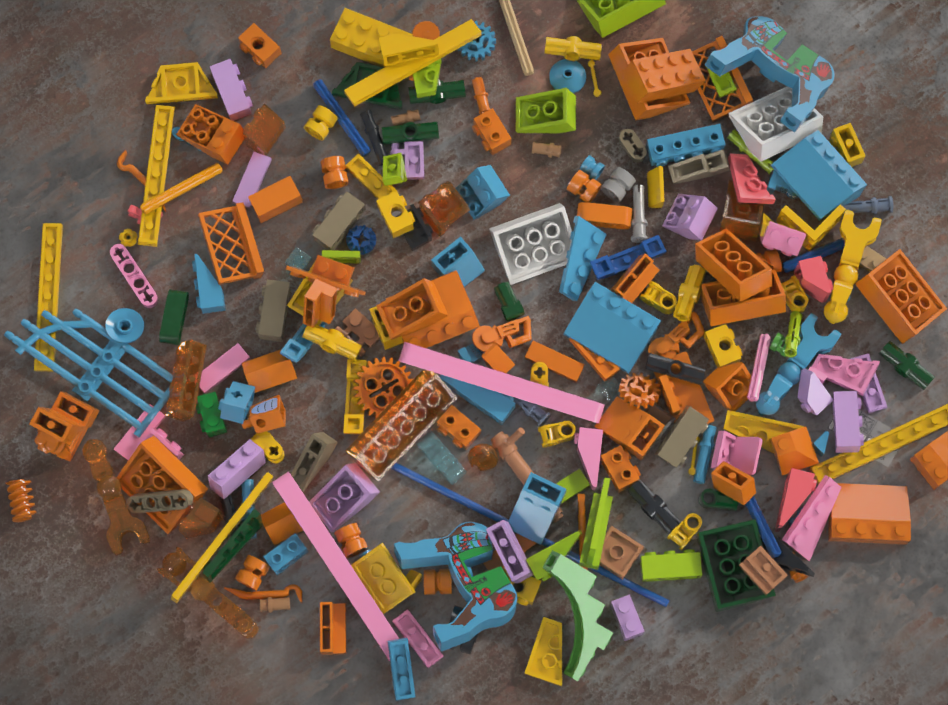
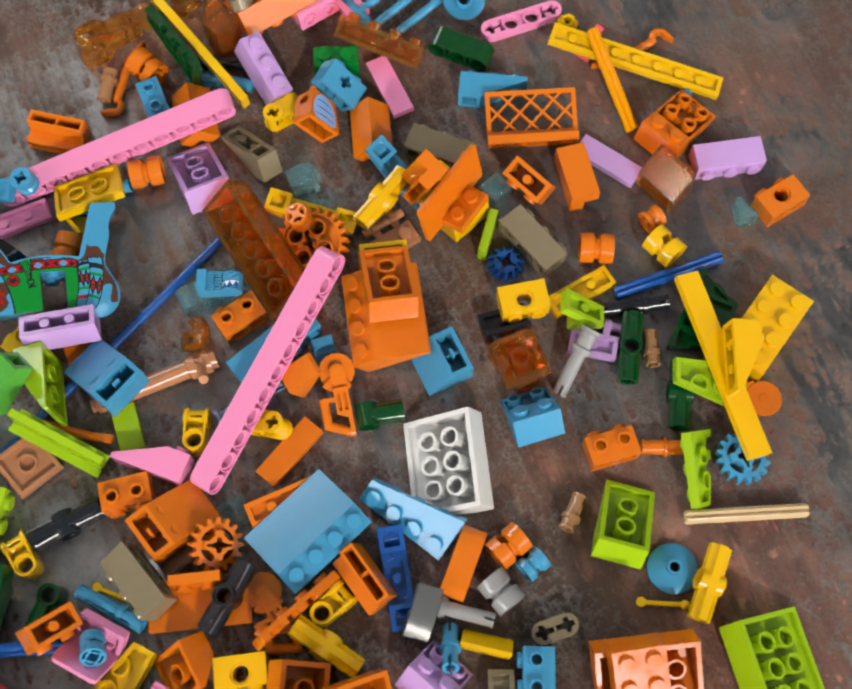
camera: 105 degrees right, 5 degrees down
(180, 83) = (745, 107): yellow wing -> none
(277, 71) = (743, 213): none -> clear light blue slope
(288, 233) = (529, 180): none -> orange brick
(298, 137) = (652, 218): none -> orange wheel
(329, 410) = (303, 180): none -> clear light blue brick
(366, 397) = (298, 211): none -> orange wheel
(387, 628) = (25, 187): none -> dark azure wheel
(425, 165) = (581, 349): none -> light grey pin
(439, 444) = (218, 283): none -> dark azure leg
(485, 71) = (696, 457): none -> lime wing
(647, 230) = (423, 612): none -> dark grey slope
(666, 208) = (450, 648): none -> dark azure pin
(669, 315) = (286, 616): none -> orange wing
(737, 449) = (92, 647): none -> dark azure wheel

